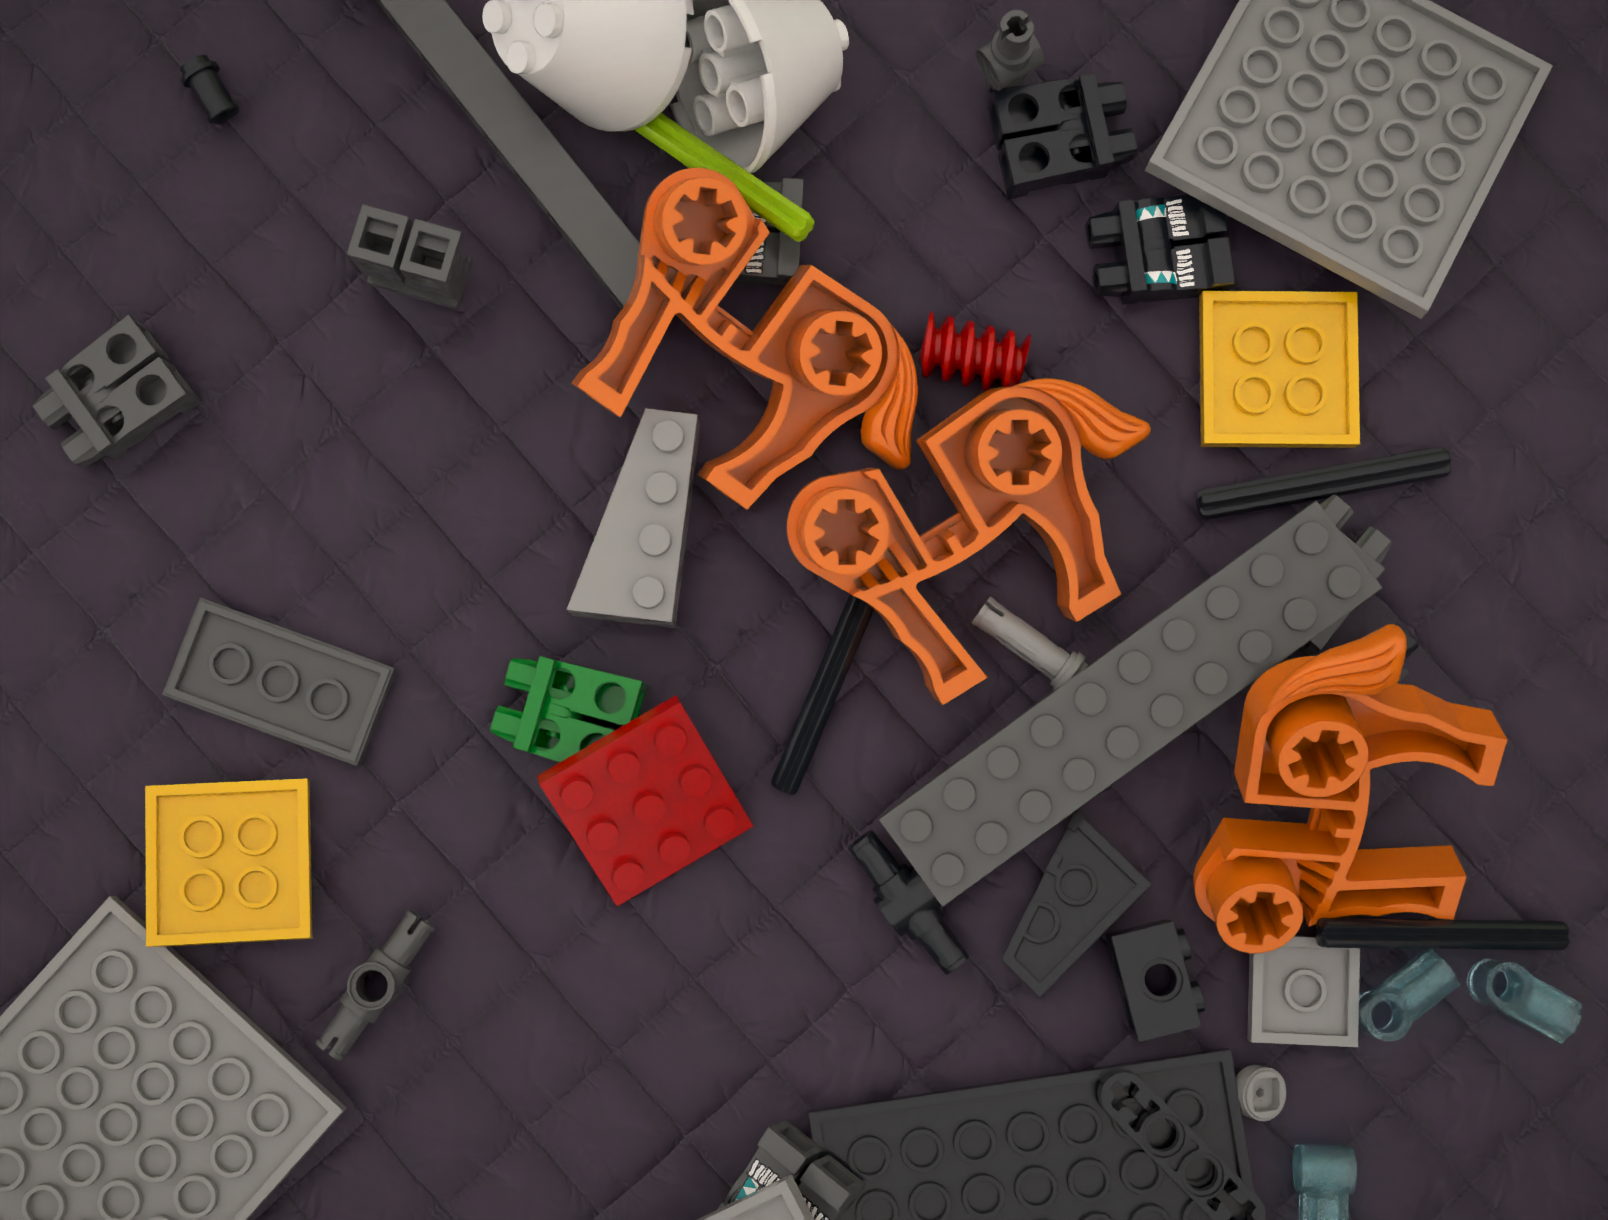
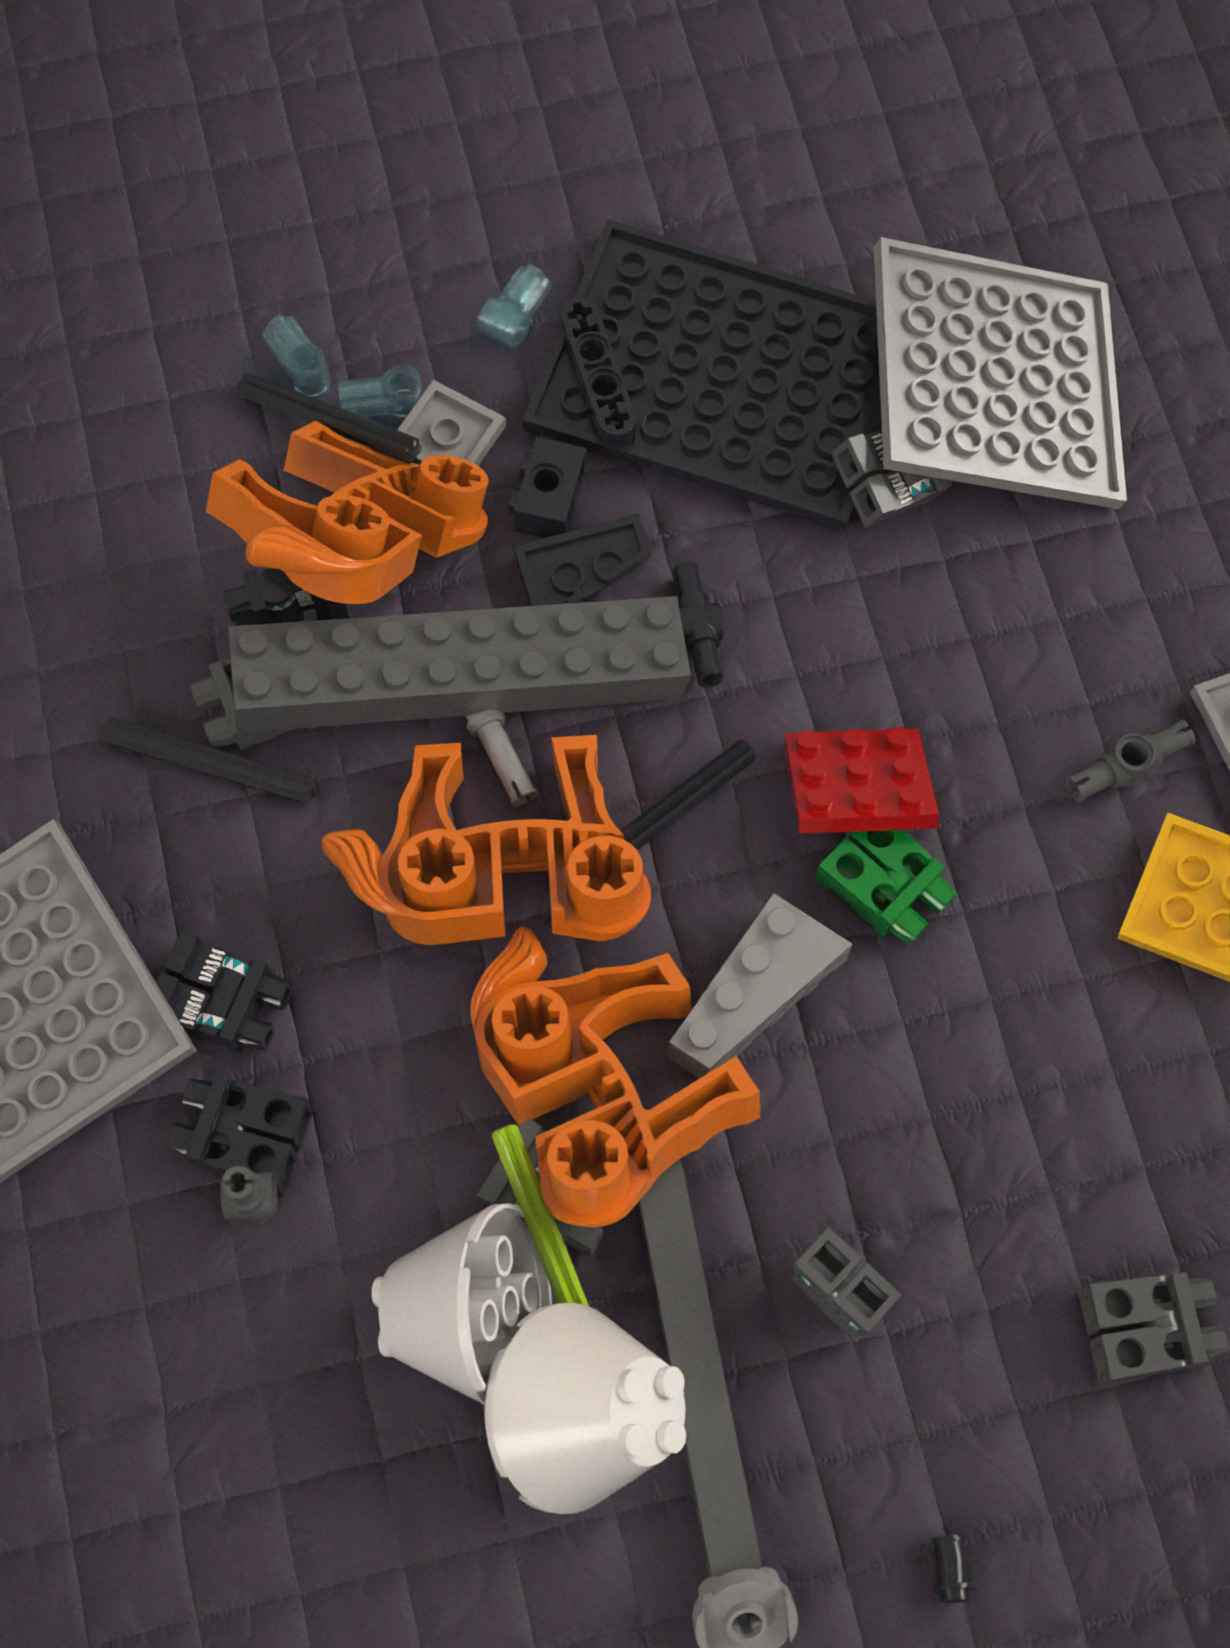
camera: 155 degrees left, 15 degrees down
(279, 682) = (1109, 1026): dark grey tile -> none
(973, 354) = (417, 988): red piece -> none
(1260, 1092) = (517, 388): light grey tile -> none
(1279, 369) = (187, 857): yellow plate -> none

